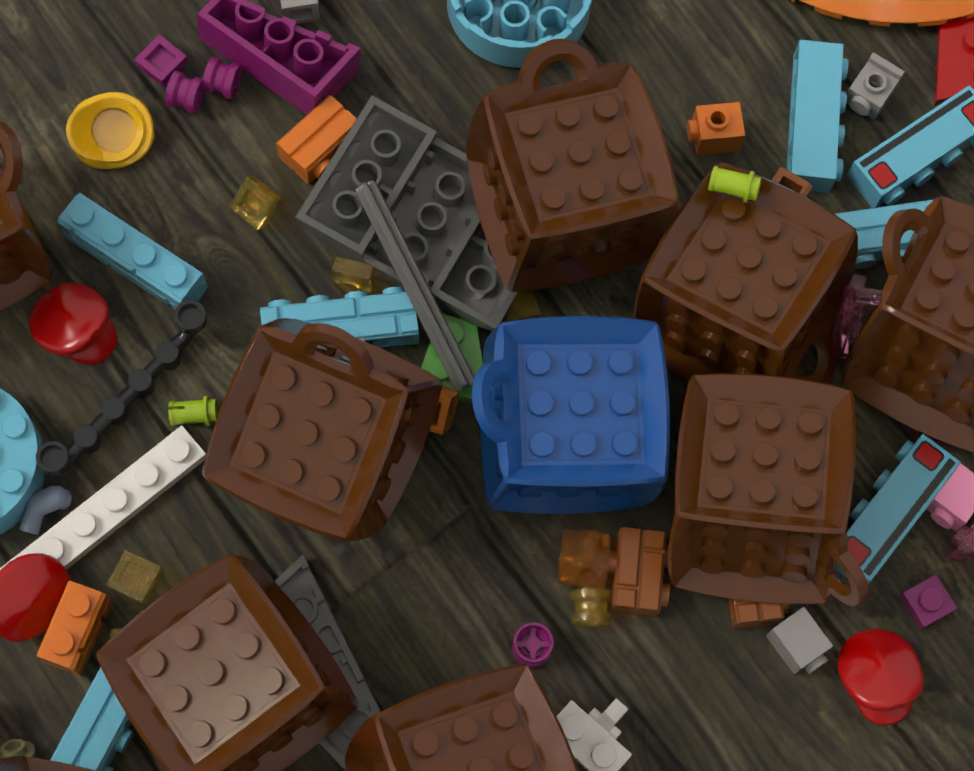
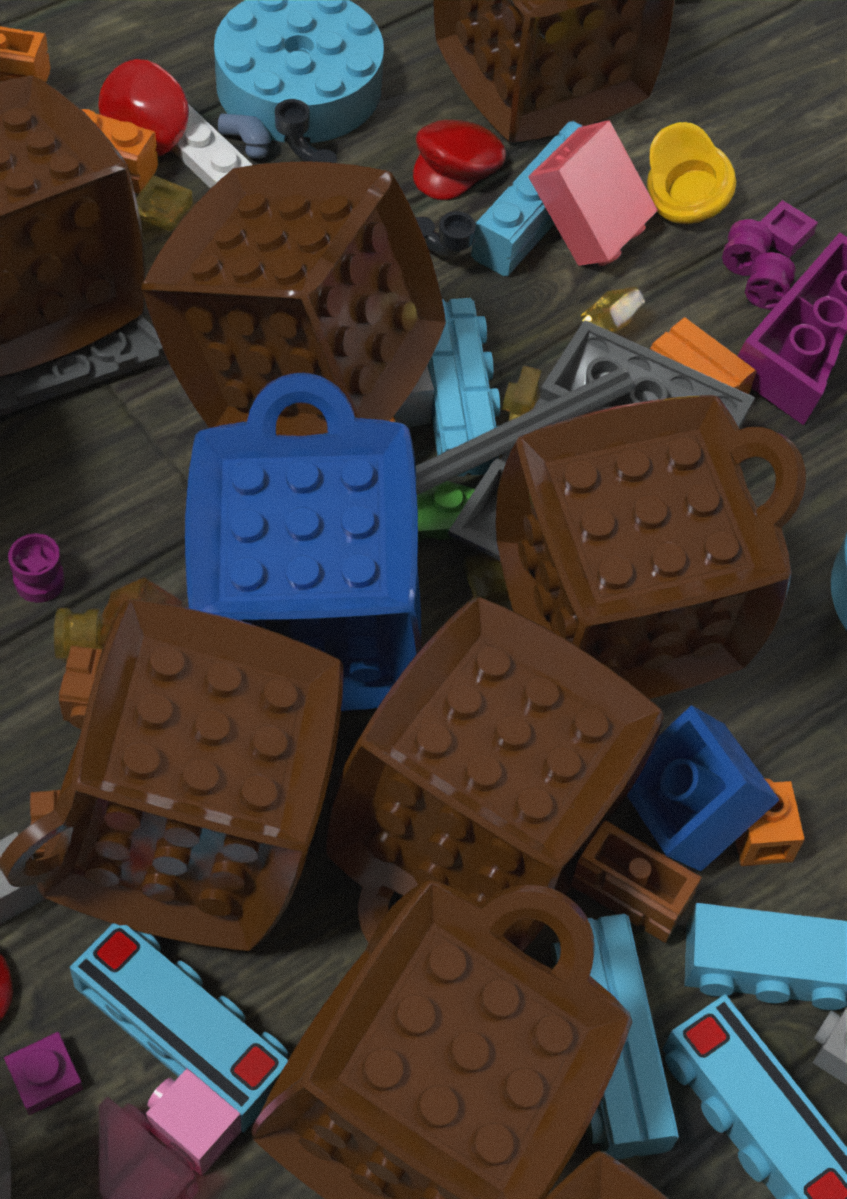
camera: 90 degrees right, 15 degrees down
(146, 205) = (593, 194): none -> coral brick
(704, 146) = (699, 790): none -> blue brick
(735, 183) = (620, 722): lime pin -> none

